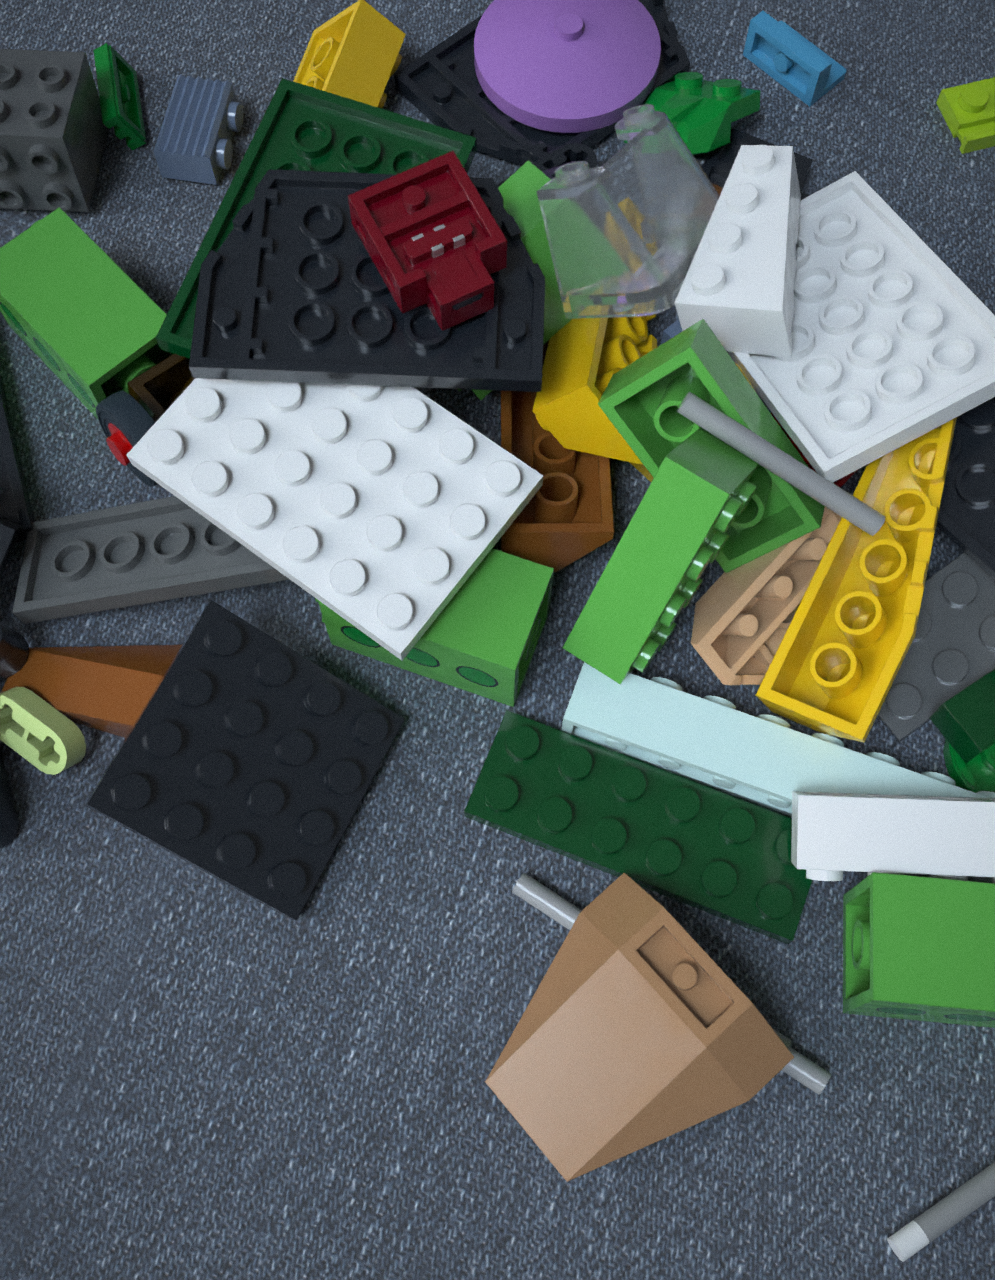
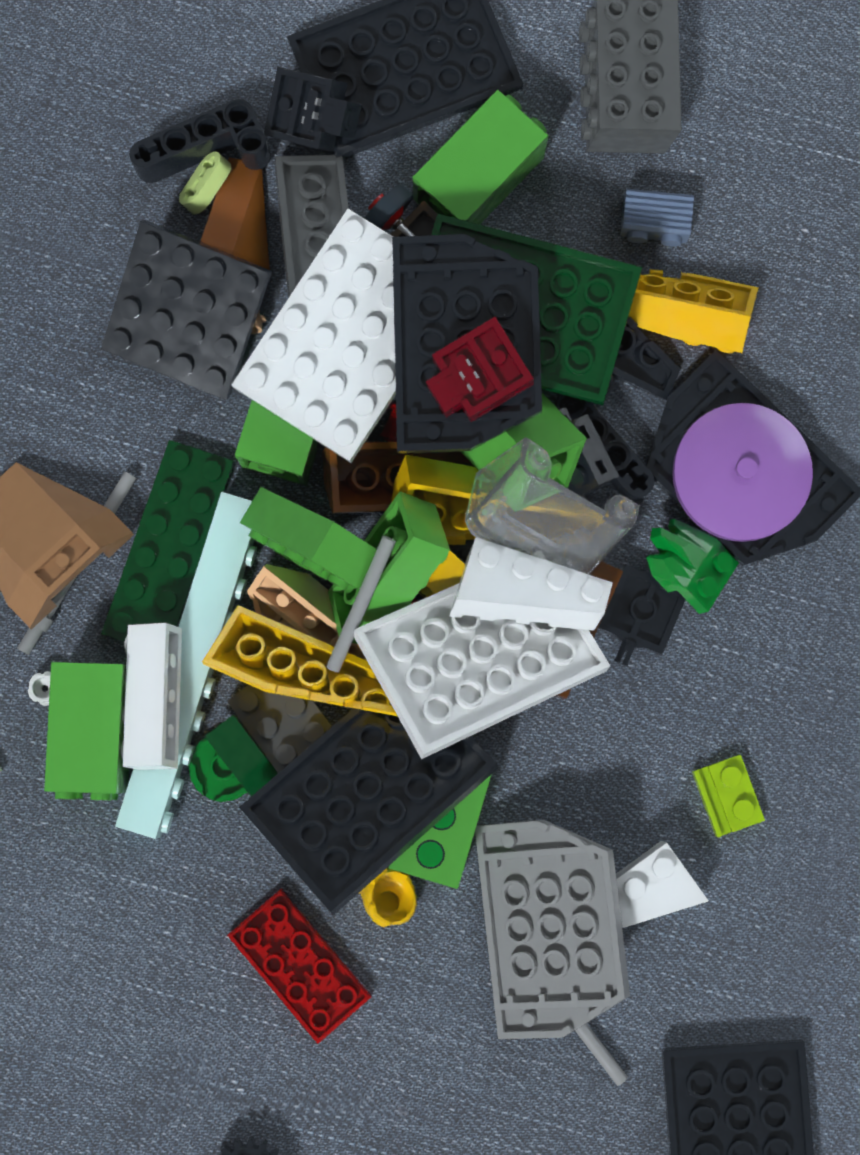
camera: 85 degrees right, 15 degrees up
(119, 96) = (682, 157): green tile -> none
(791, 59) = (766, 646): dark azure panel -> none
(904, 1044) = (35, 688): none -> white plate

